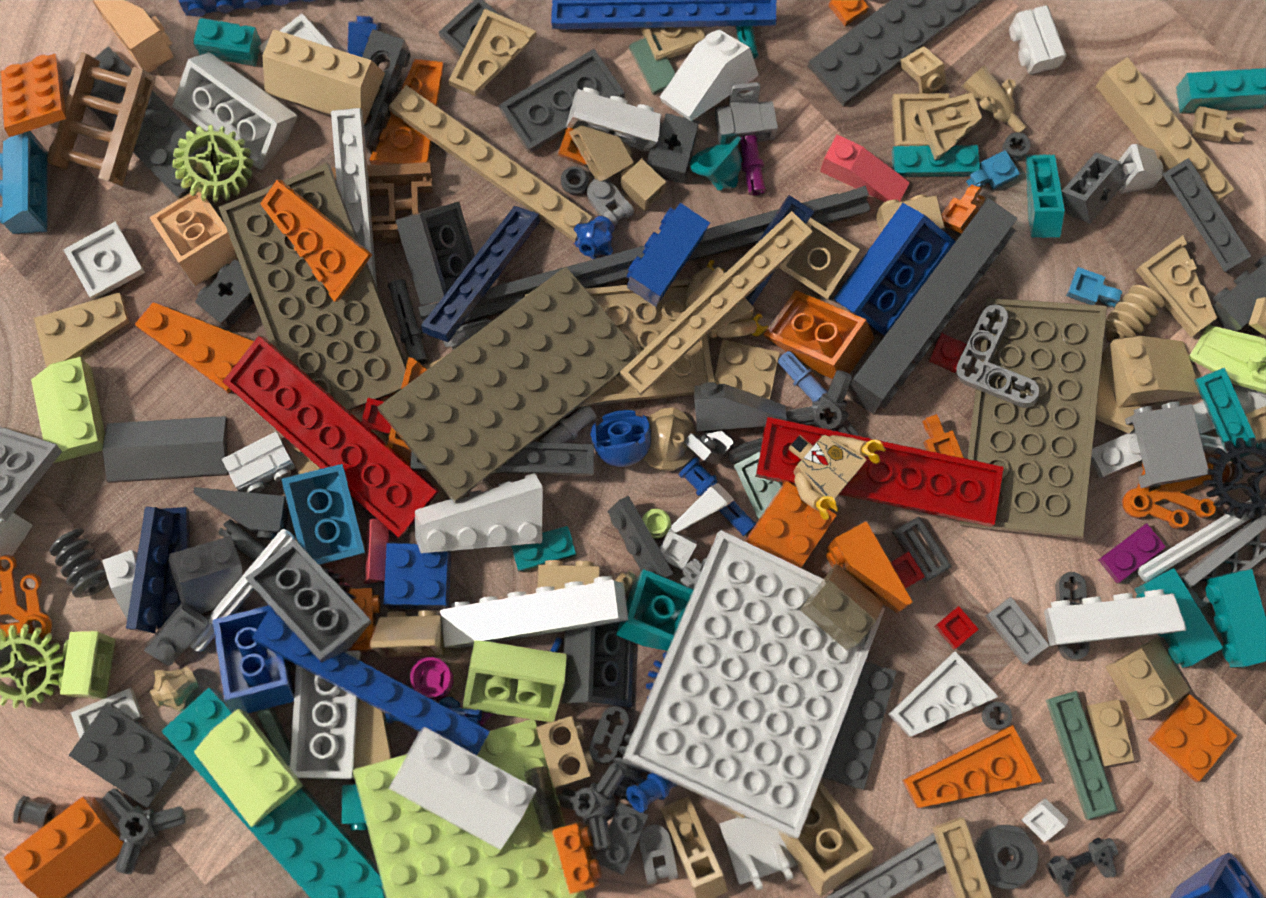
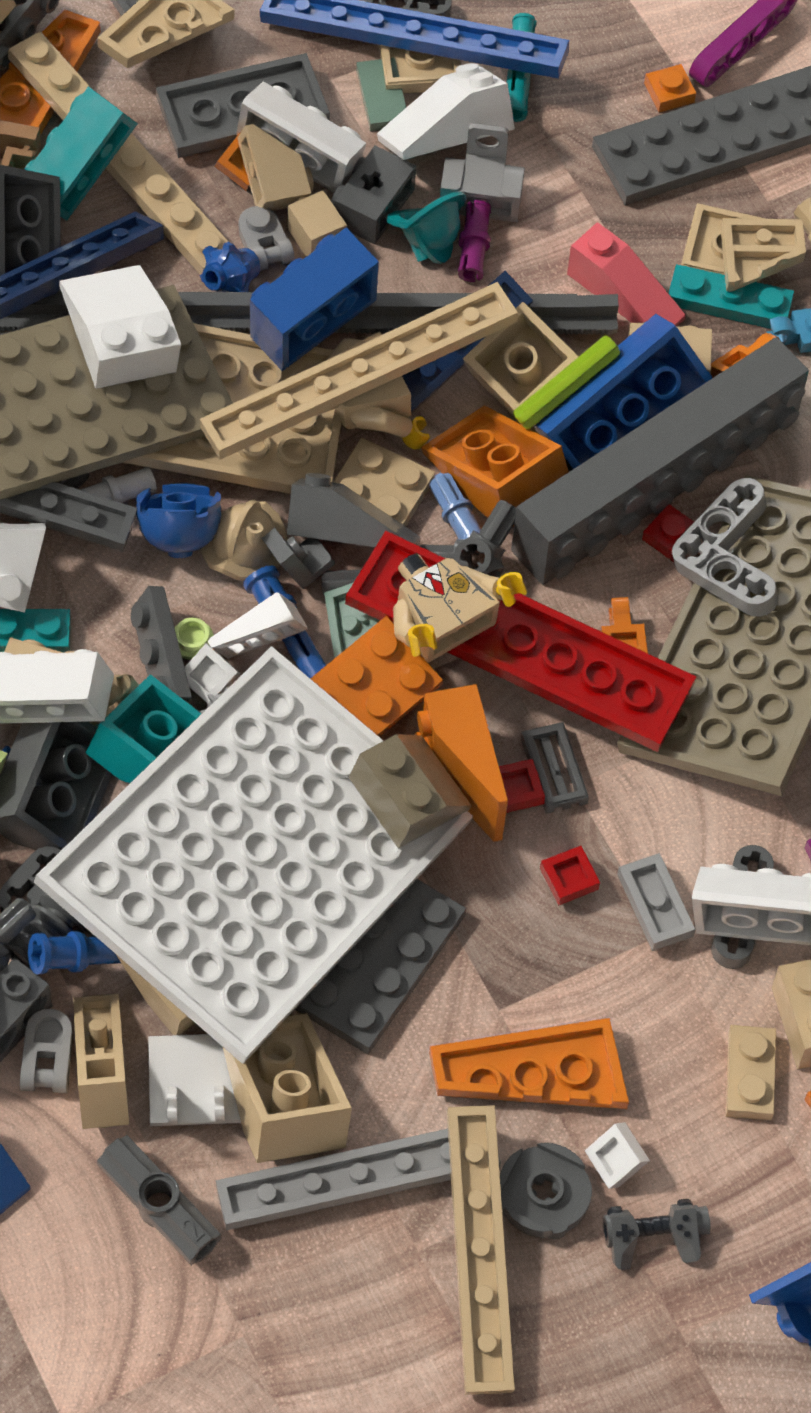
camera: 15 degrees right, 15 degrees down
(464, 171) = (82, 147): none -> teal brick
(543, 313) = (121, 326): none -> white slope
(574, 172) = (227, 193): dark grey plate -> none
(855, 269) = (566, 382): none -> lime axle
(925, 69) = (750, 184): tan bracket -> none
(941, 696) = (520, 958): white wing -> none
(1003, 709) = (596, 991): dark grey bush -> none
(1081, 755) = (699, 1091): sand green tile -> none

